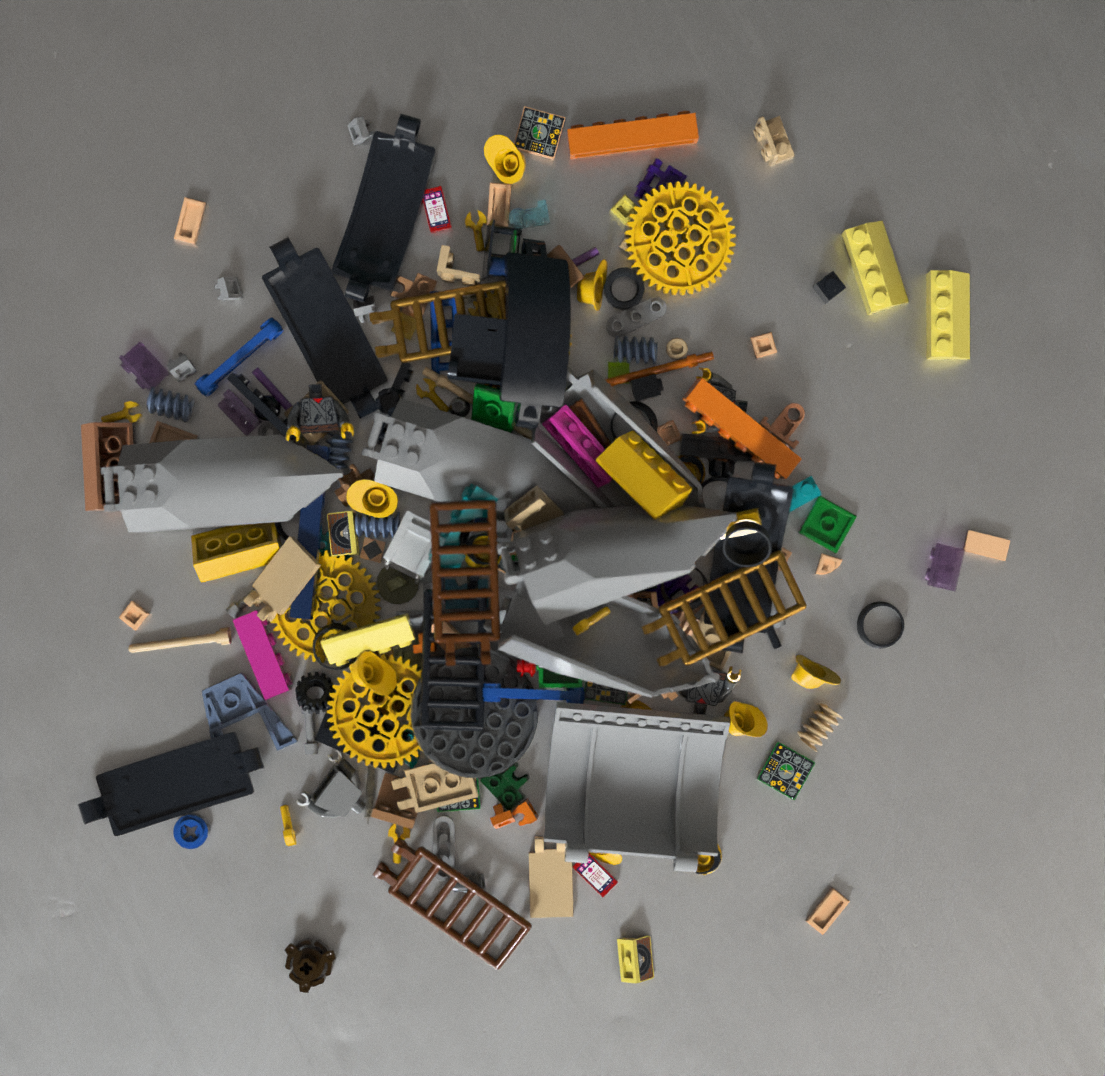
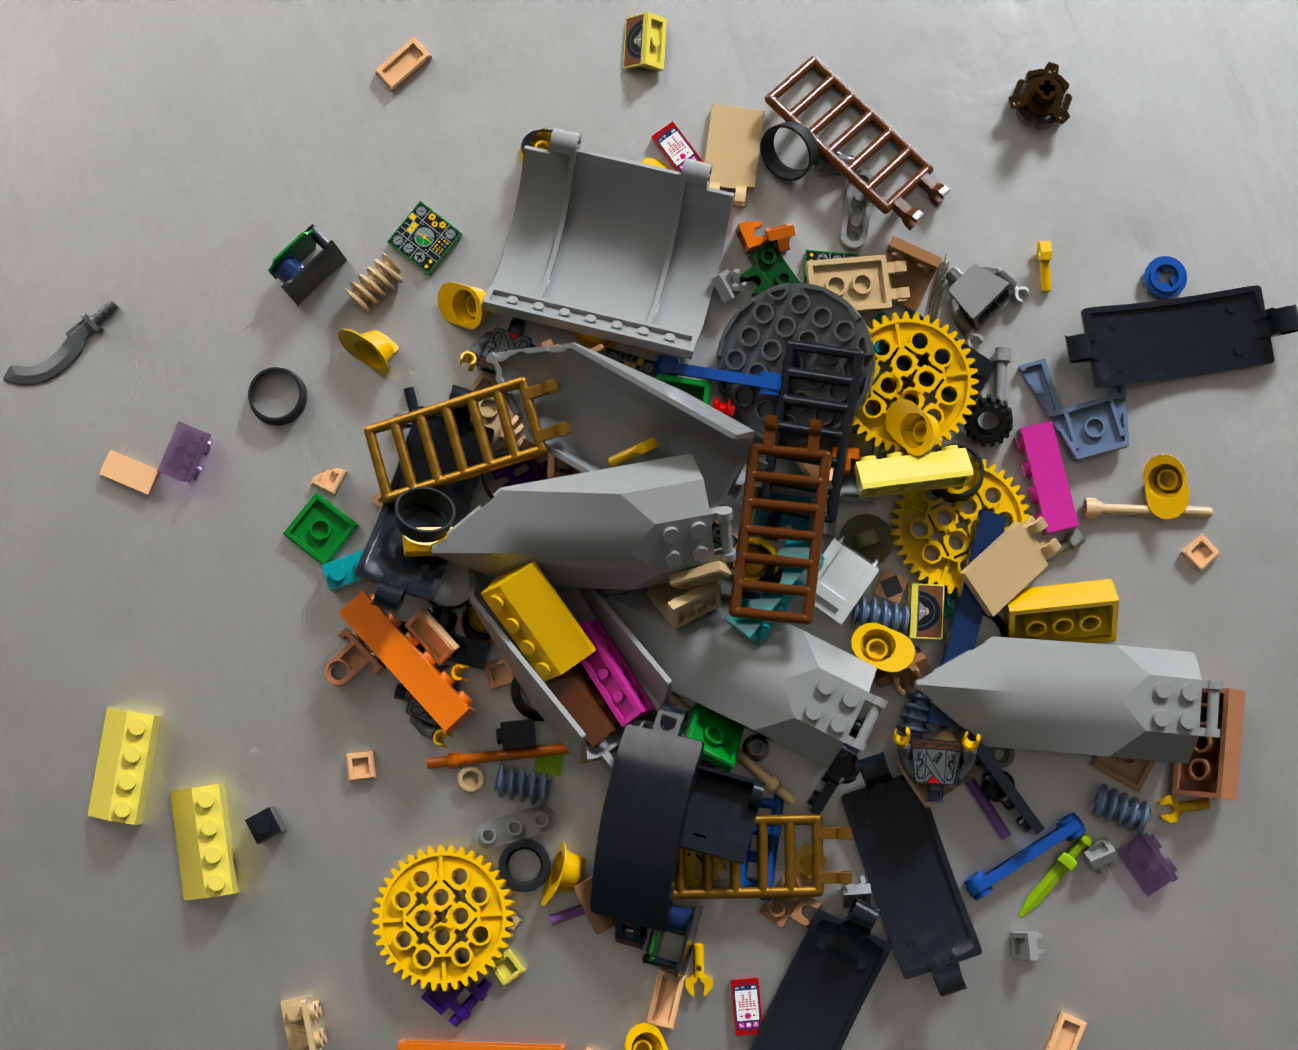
camera: 170 degrees left, 5 degrees down
(168, 661) = (1166, 486): none -> yellow piece
(206, 357) = (1065, 862): none -> lime sword
(239, 412) = (1034, 785): clear purple bracket -> none
(392, 833) = (916, 236): yellow bar -> none
(432, 395) = (787, 768): yellow bar -> none
(448, 274) = (743, 935): tan bracket -> none
(515, 875) = (773, 162): none -> black tyre
(522, 528) = (700, 575): none -> tan tile
(531, 217) = (628, 975): clear light blue leg -> none
(539, 769) = (726, 285): none -> light grey tile
(598, 414) = (582, 707): none -> reddish brown tile
(725, 452) = (431, 635): none -> light nougat tile
(885, 723) = (299, 279): none -> piece
(1055, 631) = (65, 354): none -> dark grey sword

